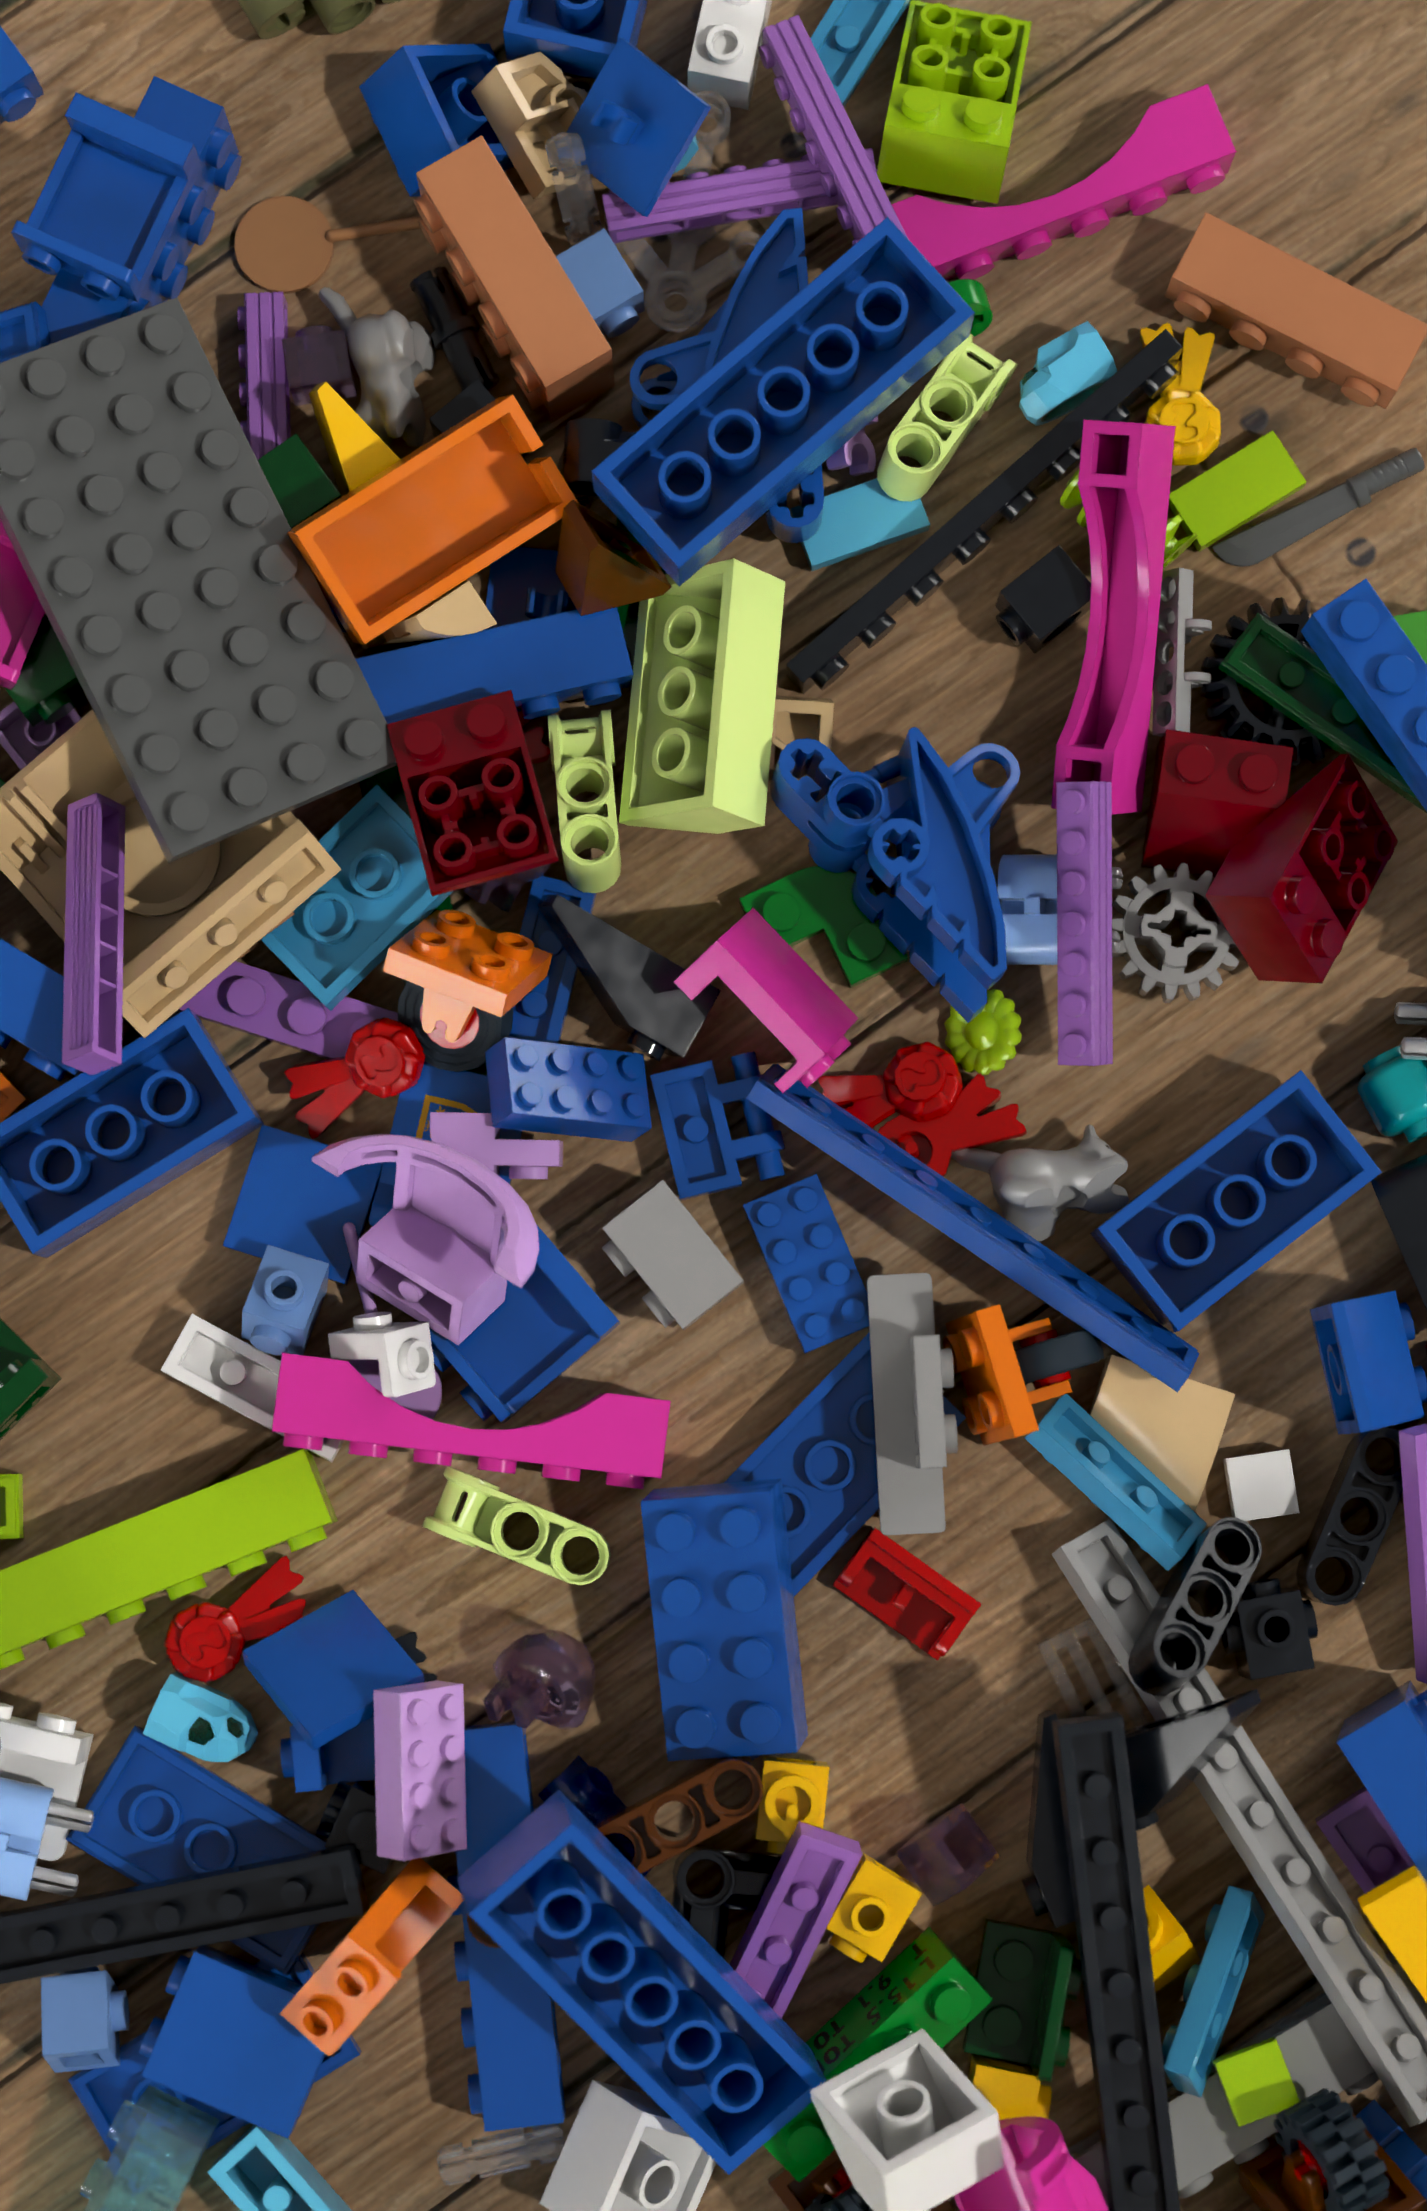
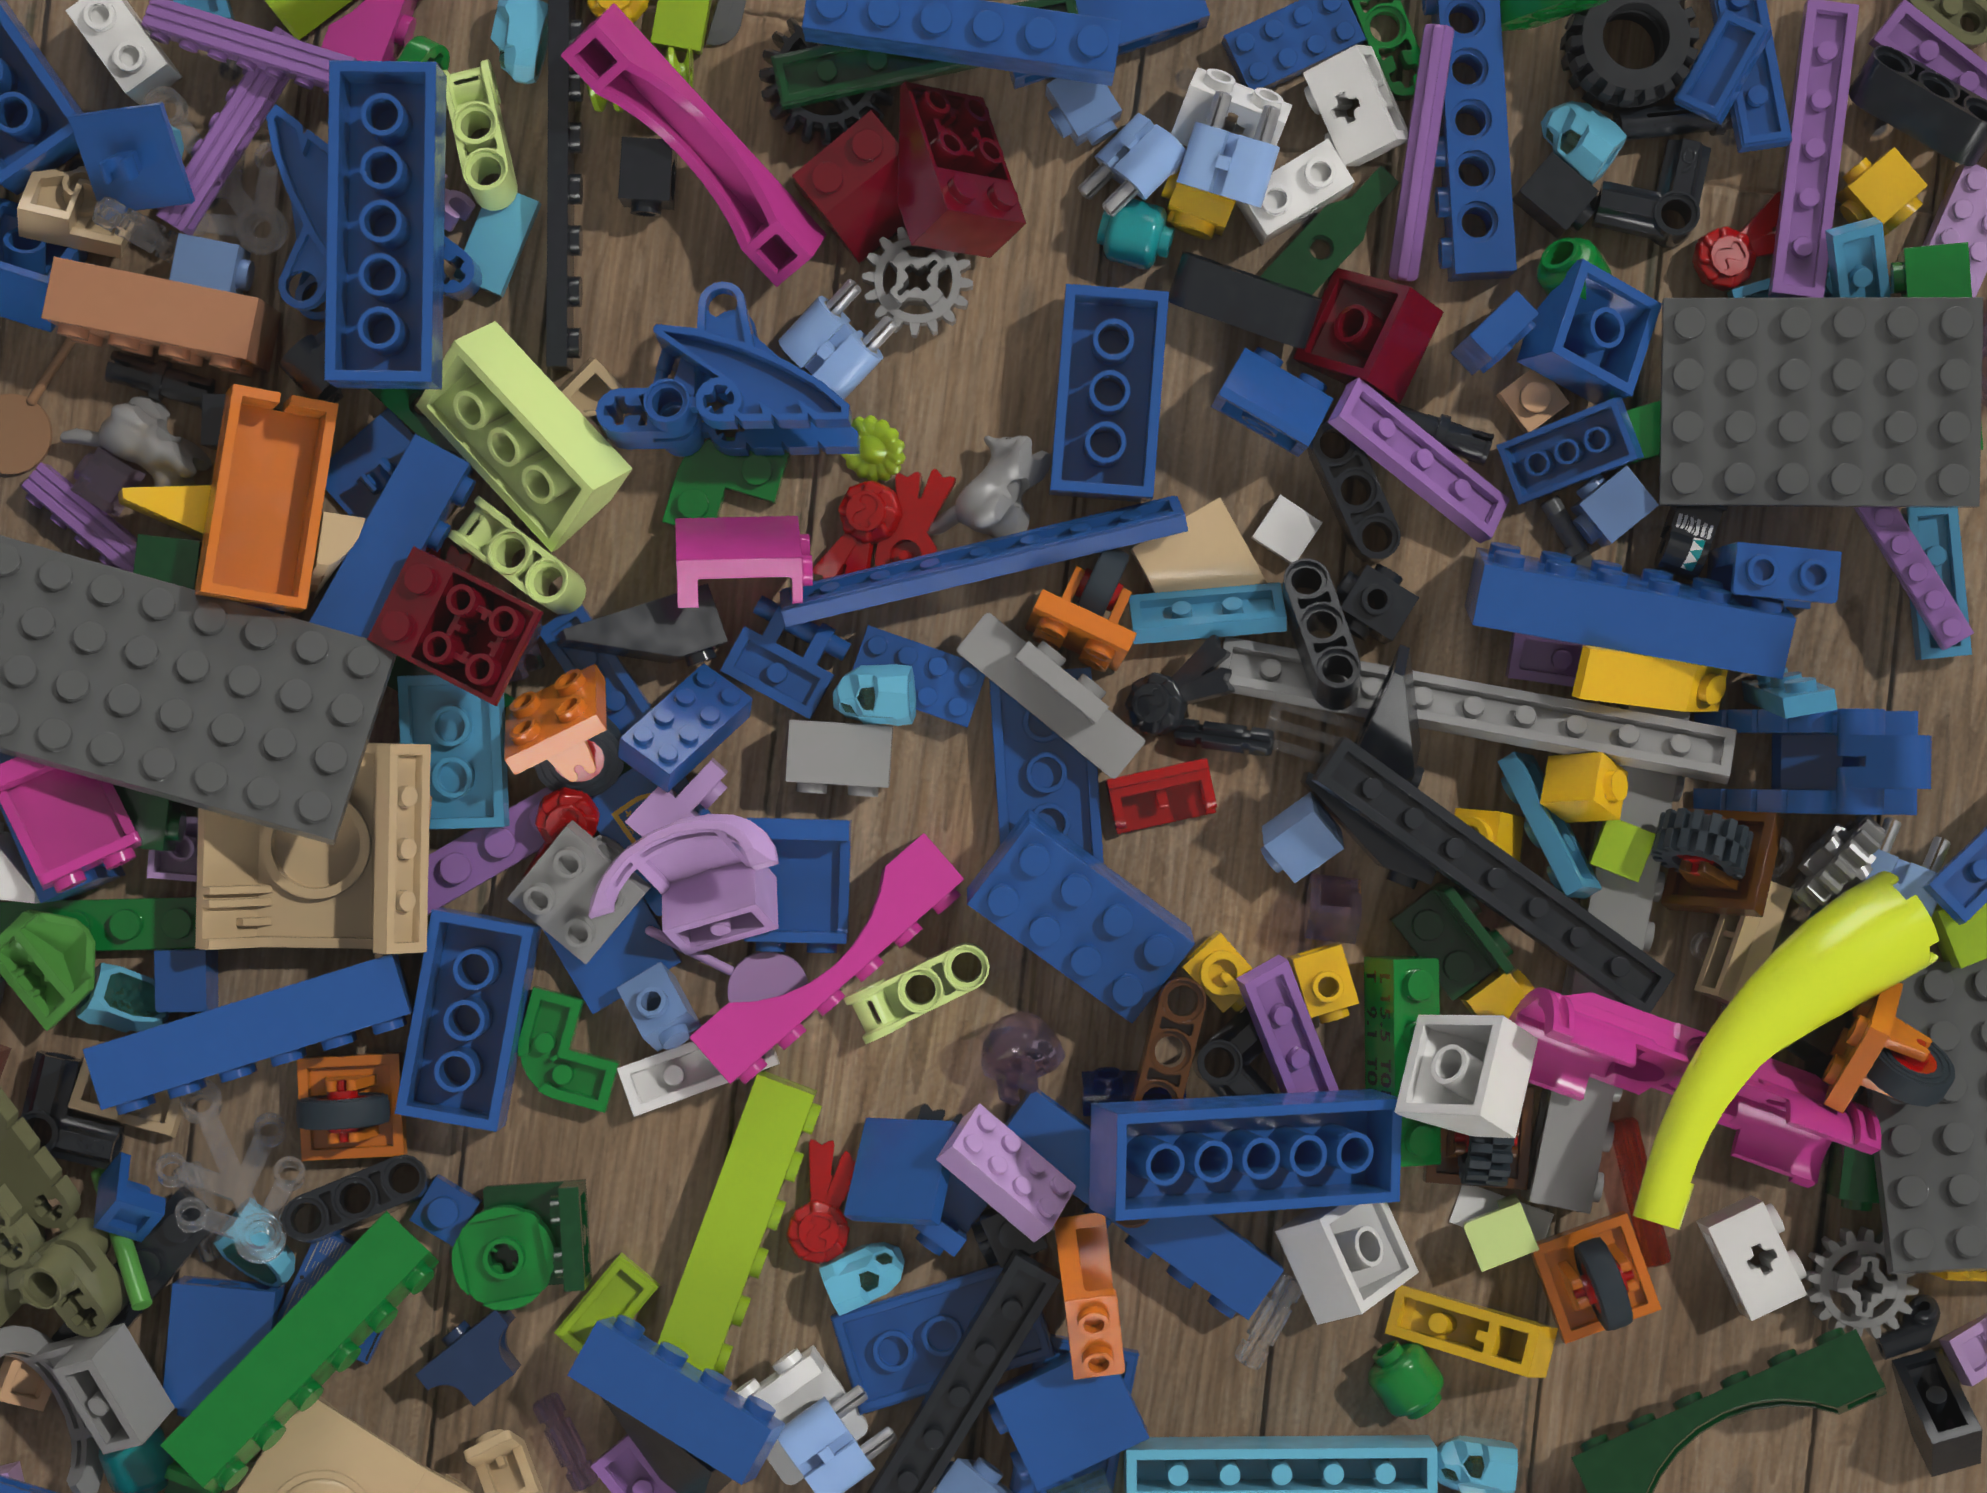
camera: 45 degrees left, 5 degrees up
(94, 935) = (337, 927): medium lavender piece -> none
(144, 1249) = (549, 1056): none -> green plate
(317, 1107) = (561, 888): none -> light grey plate
(400, 1347) = (747, 964): white bracket -> none
(604, 563) = (386, 420): reddish brown slope -> none
(760, 1241) = (877, 694): none -> medium azure rock
(986, 1763) = (1301, 838): none -> medium blue brick
(992, 1512) = (1160, 701): none -> black piece
(1015, 1603) = (1225, 737): none -> black axle
(1084, 923) = (863, 331): medium lavender piece -> none
(1175, 630) = (736, 114): light grey piece -> none
(1281, 1991) = (1584, 787): none -> yellow brick

